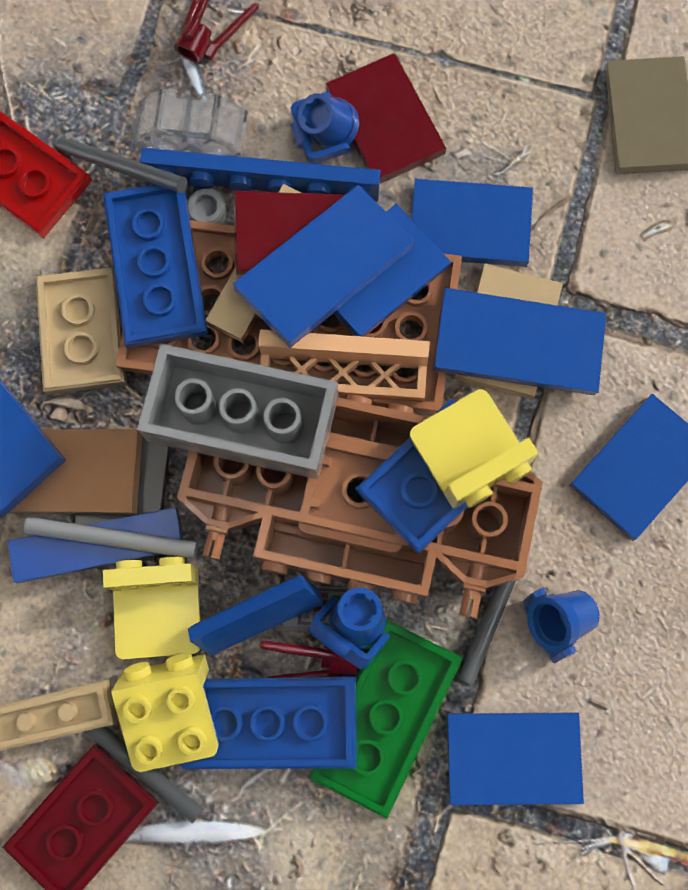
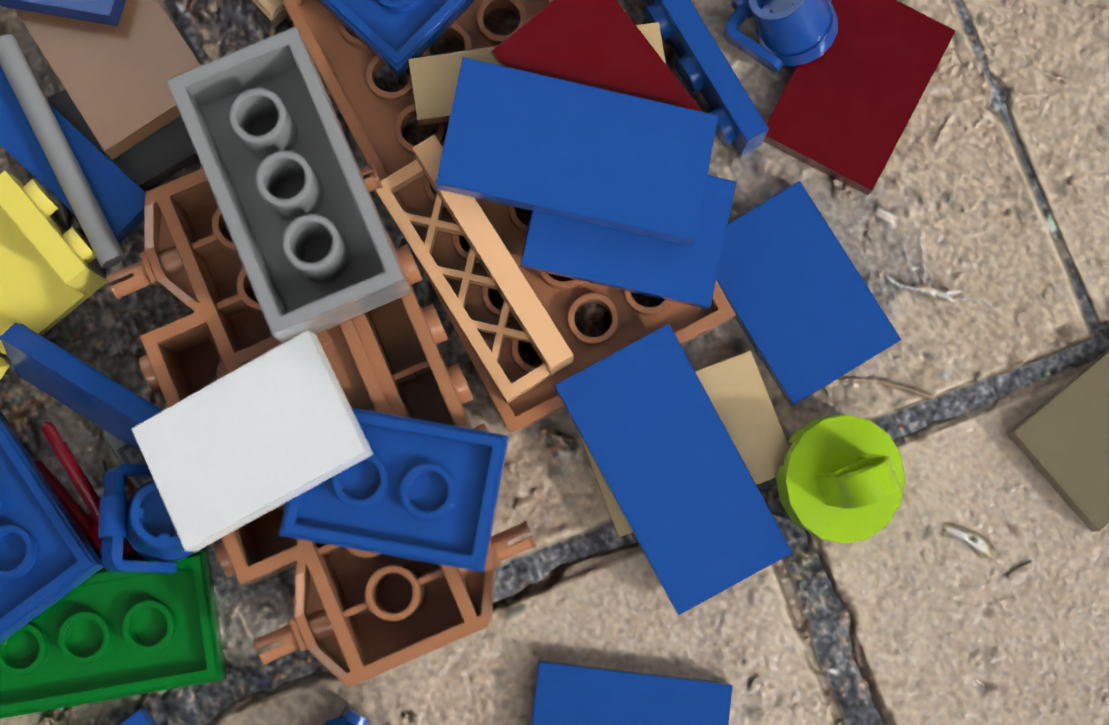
camera: 50 degrees right, 5 degrees up
(358, 531) = (251, 441): none -> white tile
(471, 449) = (447, 509): light yellow bracket -> none
(485, 633) = (263, 688): dark grey bar -> none
(584, 264) = (841, 478): none -> lime tile

